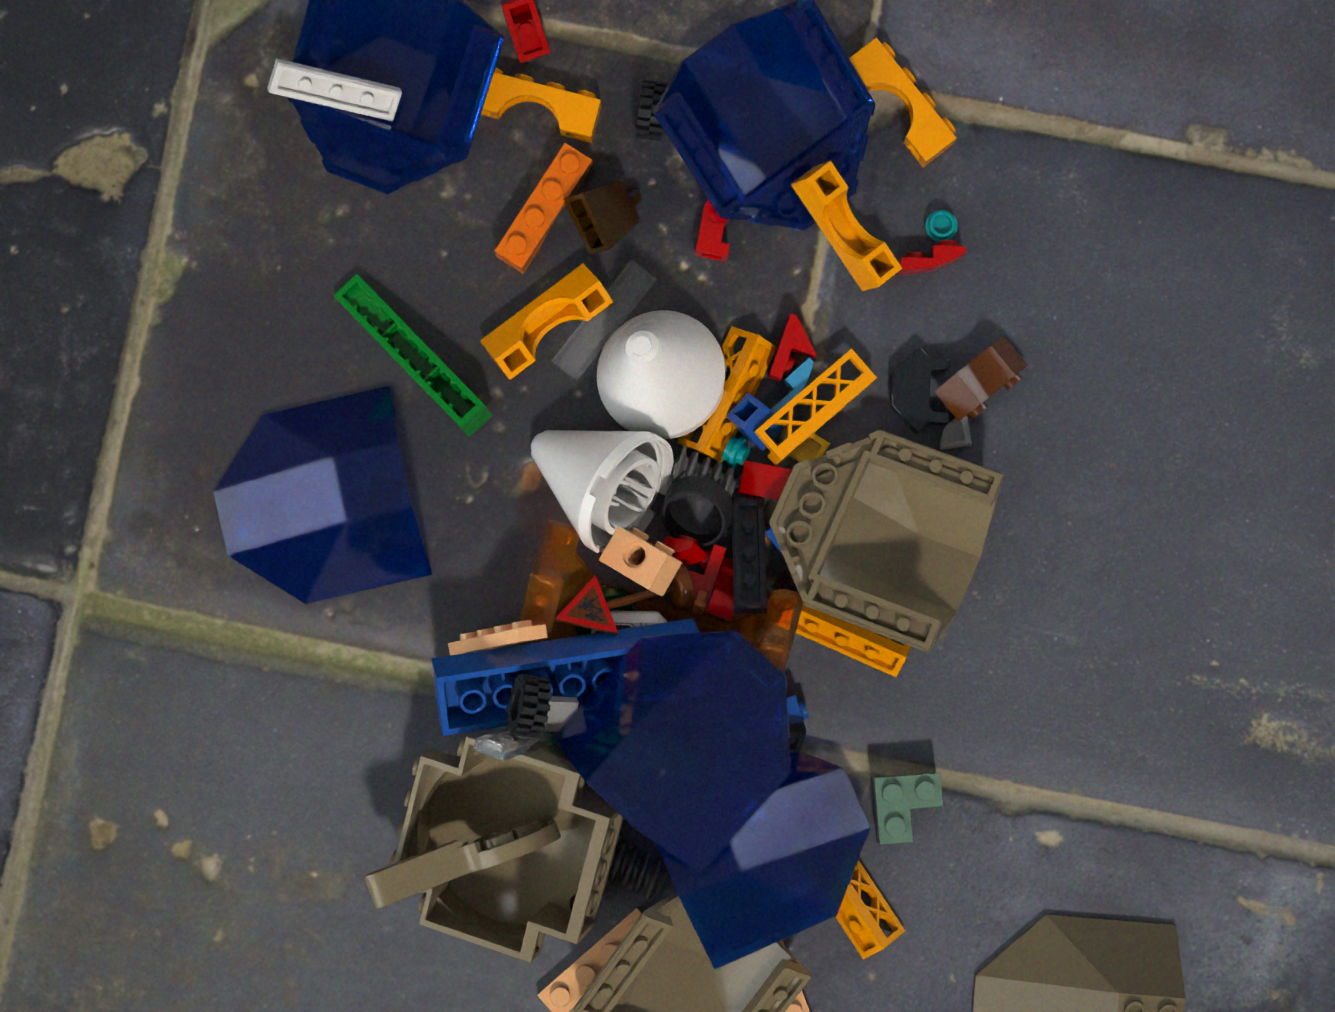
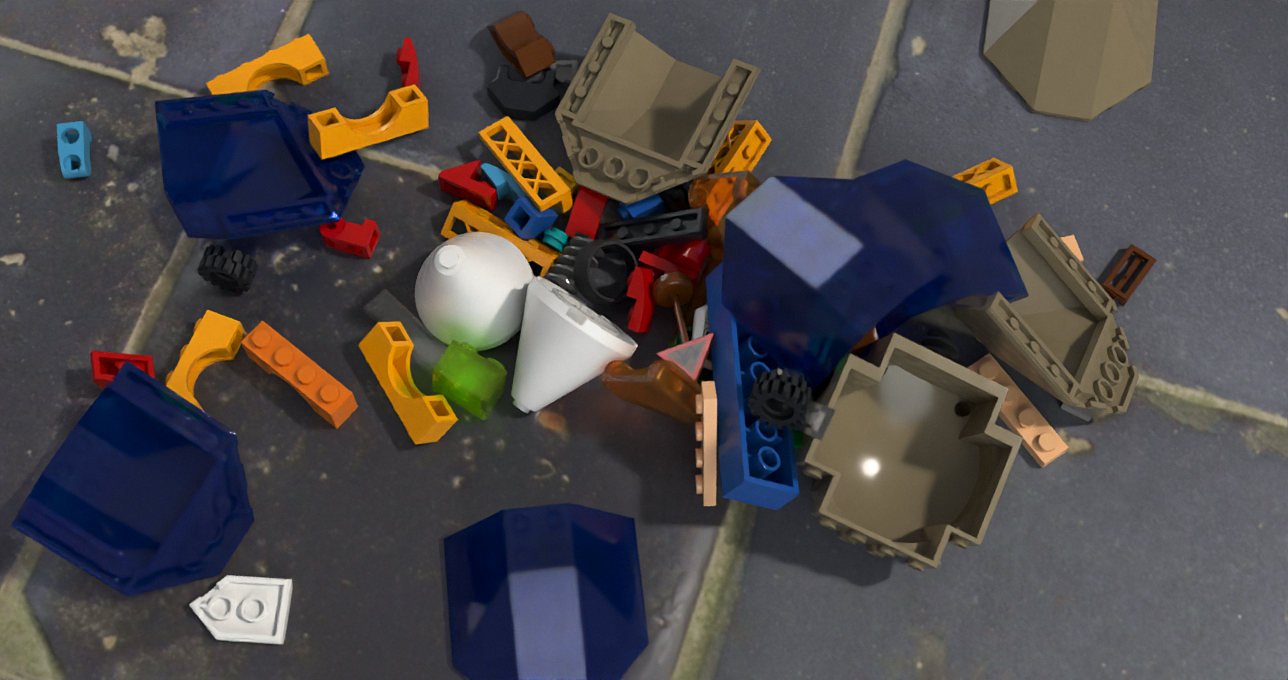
camera: 80 degrees left, 20 degrees down
(295, 205) = (246, 609): none -> white tile
(334, 90) = (137, 545): white tile -> none
(413, 355) = (419, 506): green slope -> none
(457, 859) = (912, 469): dark tan beam -> none
(551, 386) = (469, 379): none -> clear neon green brick
(604, 214) = (317, 319): dark brown torso -> none
(624, 554) = (663, 304): light nougat brick -> none
(699, 604) = (693, 272): dark orange piece -> none
(896, 796) = (880, 145): sand green brick -> none
(941, 225) = (382, 61): teal plate -> none

